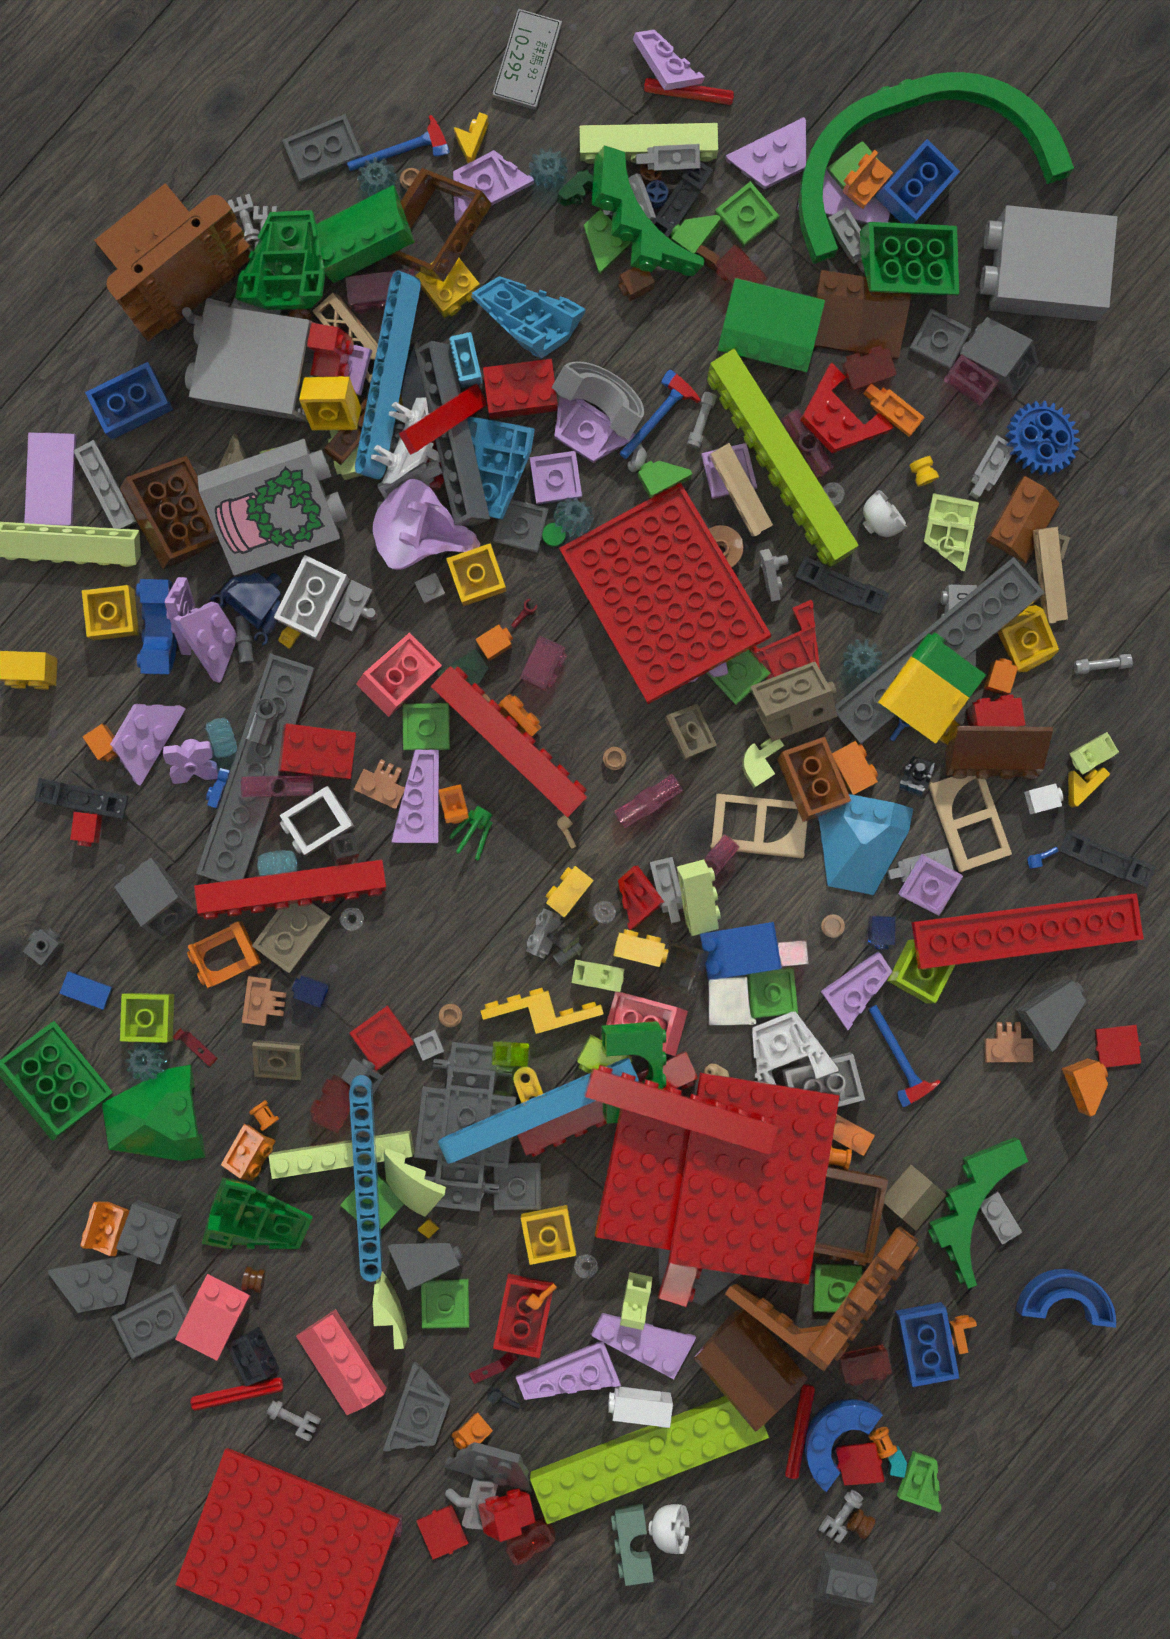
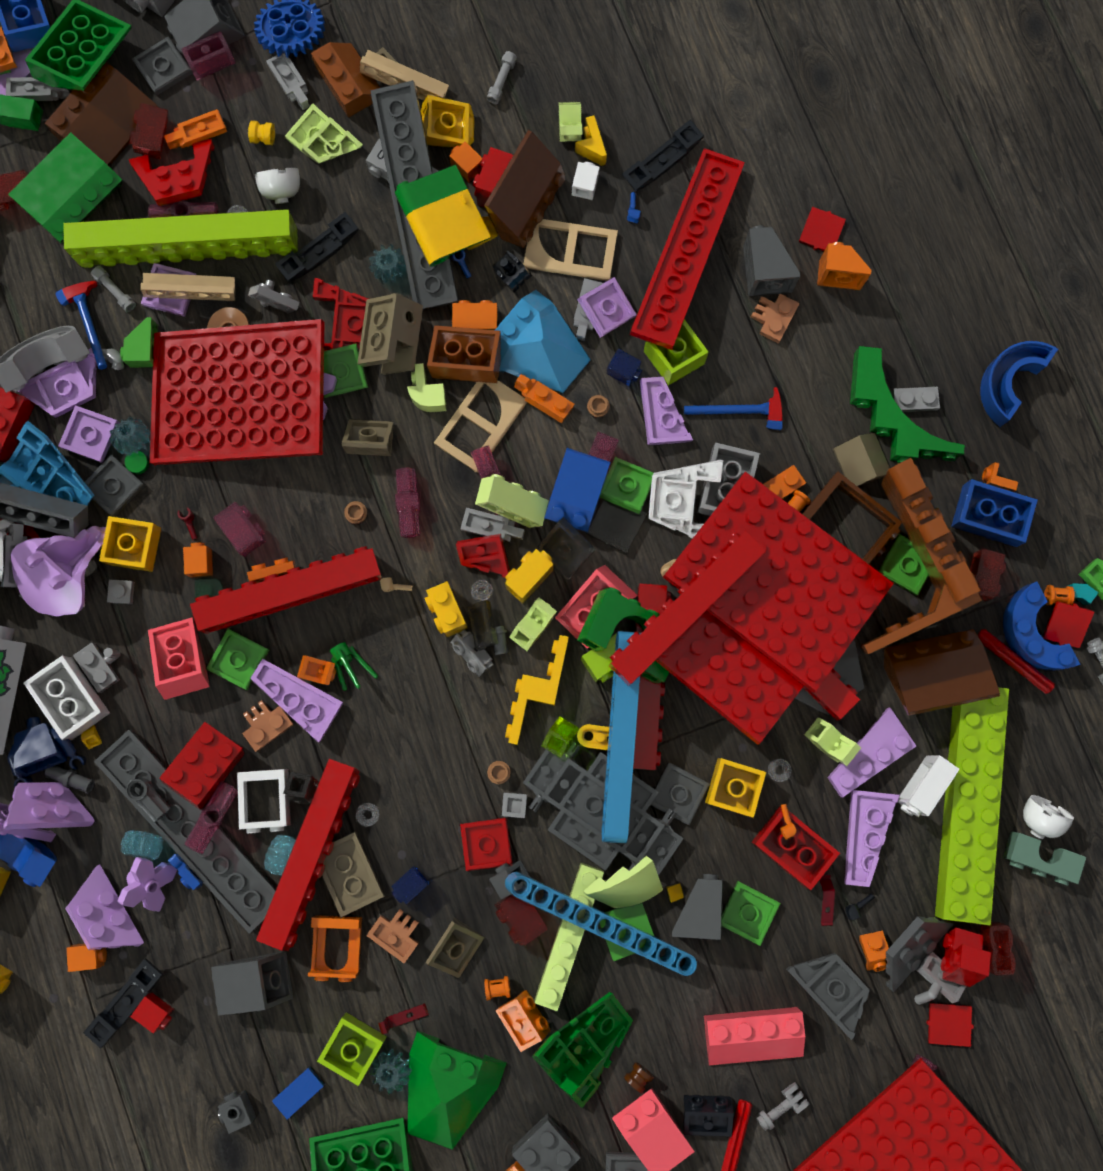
camera: 60 degrees left, 5 degrees down
(388, 1310) = (730, 967): yellowish green slope -> none
(813, 872) = (544, 398): none -> orange hinge

